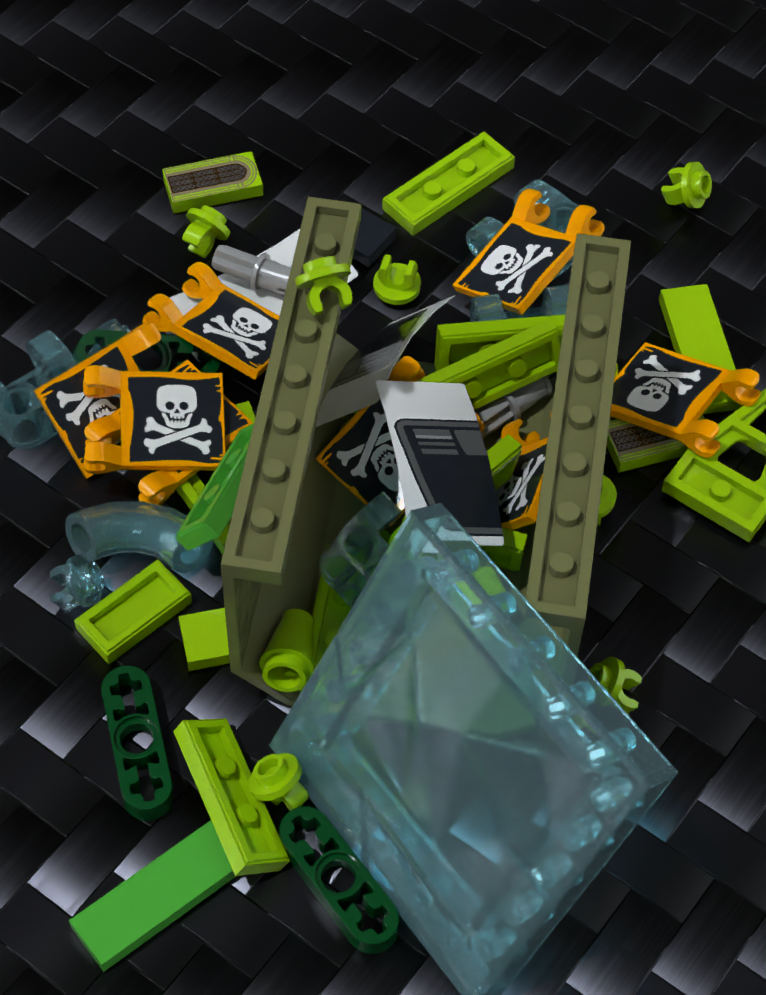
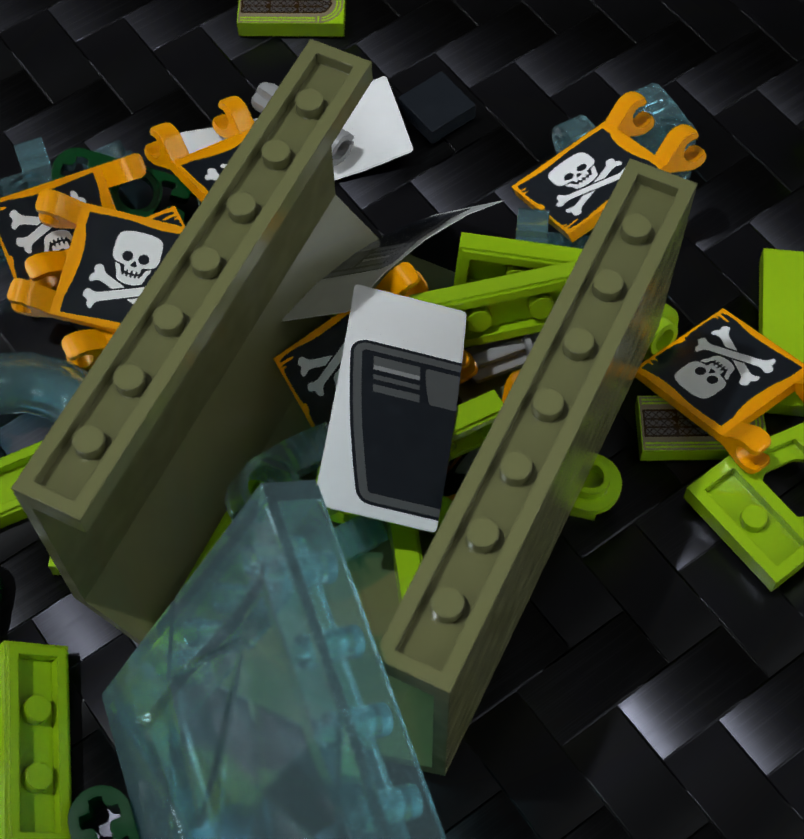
camera: 20 degrees right, 5 degrees up
(204, 228) = (258, 61): lime plate -> none
(277, 779) = (87, 744): lime plate -> none
(290, 652) = (151, 588): lime cone -> none
(324, 275) = (277, 141): lime plate -> none
(397, 282) = (454, 168): lime plate -> none
(448, 183) = (556, 66): lime tile -> none
(614, 677) = (526, 732): lime plate -> none

